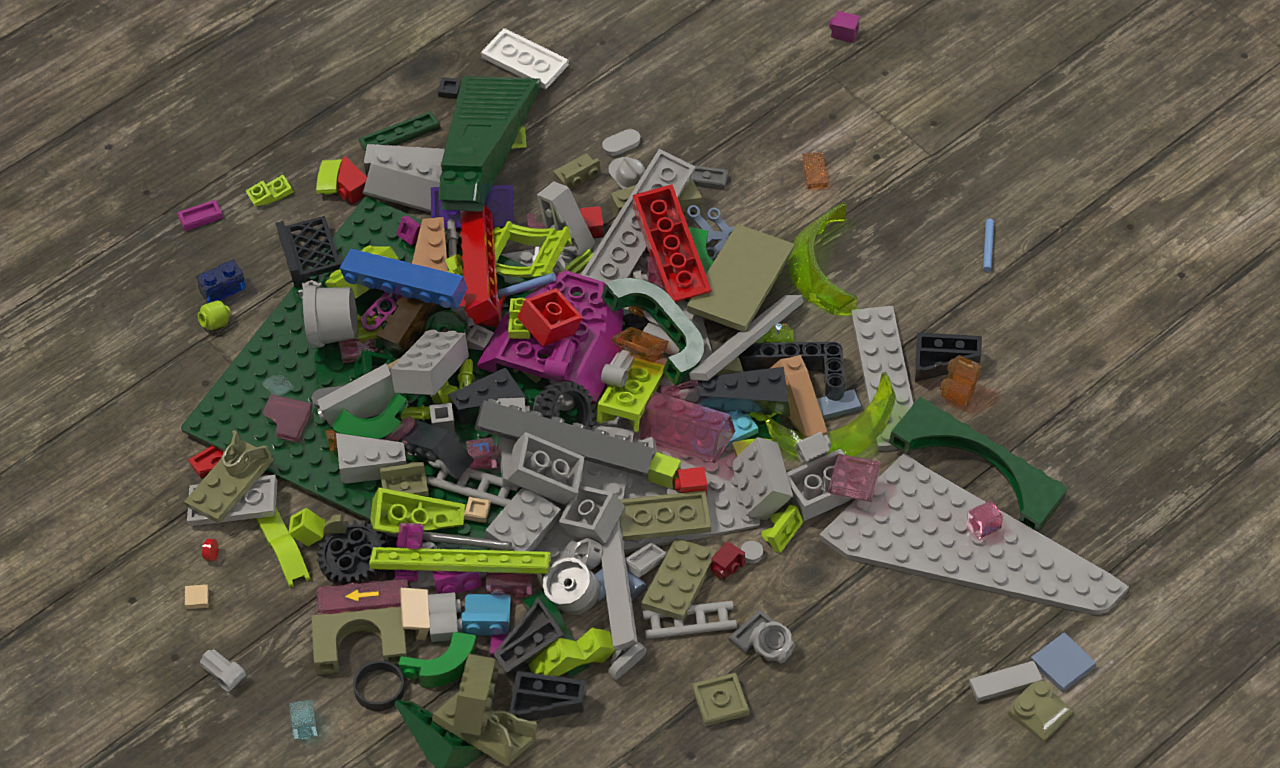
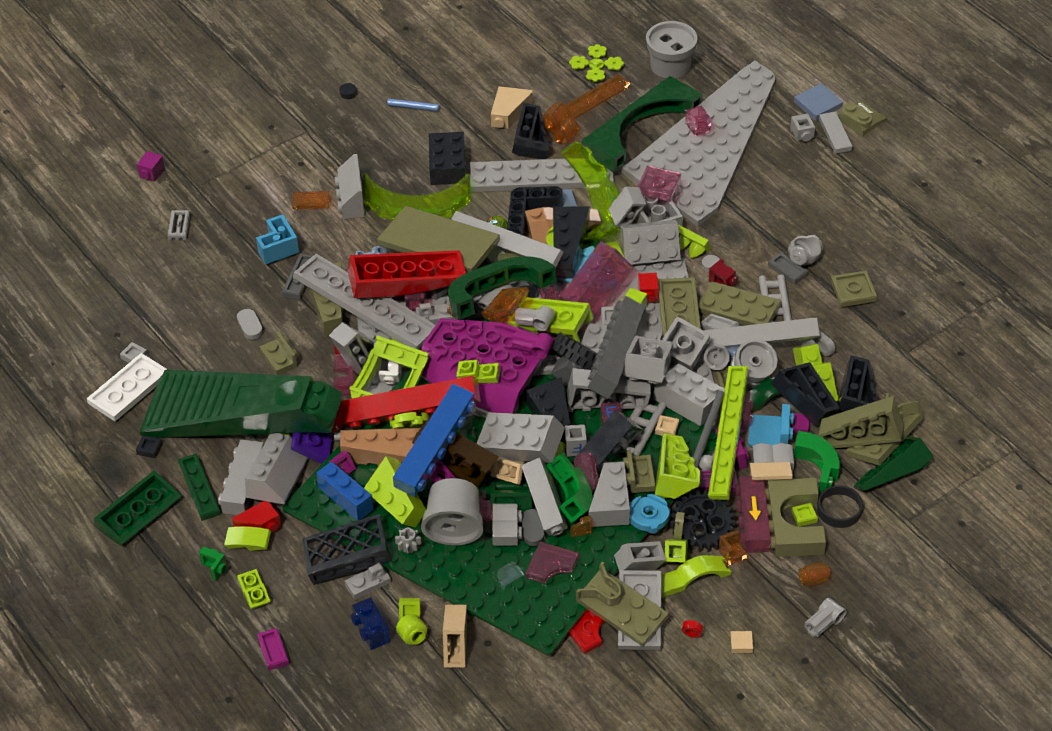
camera: 85 degrees left, 5 degrees down
(206, 348) = (455, 635): none -> tan slope
(240, 312) = (409, 606): none -> lime tile
(278, 277) = (367, 581): none -> light grey hinge
(280, 658) = (814, 574): none -> clear orange brick
(292, 490) = (640, 556): none -> light grey brick
(301, 155) = (214, 560): none -> green bracket
(303, 719) = (878, 556): clear light blue brick -> none
(313, 578) = (731, 548): none -> clear orange panel
(332, 370) = (505, 524): none -> light grey brick
(350, 507) = (653, 522): none -> dark azure plate
(367, 89) = (136, 508): none -> dark green slope
(369, 652) = (804, 514): none -> lime tile
(375, 231) = (344, 491): none -> blue brick
(410, 535) = (702, 463): magenta tile -> none
(527, 285) = (430, 365): medium blue bar -> none
(549, 317) = (491, 341): red brick -> none
(574, 56) = (132, 352): none -> light grey tile
(626, 171) = (287, 320): light grey piece -> none
(737, 147) = (279, 241): none -> dark azure brick
(762, 65) = (177, 235): none -> light grey tile
(816, 201) = (349, 189): none -> light grey slope
(892, 281) = (446, 158): none -> black brick
(997, 332) = (508, 106): none -> tan slope
(1001, 640) = (805, 131): none -> light grey brick
(1002, 182) = (348, 91): none -> black tile
(1024, 415) = (596, 96): none -> clear orange tile
(1093, 418) = (596, 65): none -> lime plant
(1124, 469) = (671, 48): none -> light grey piece

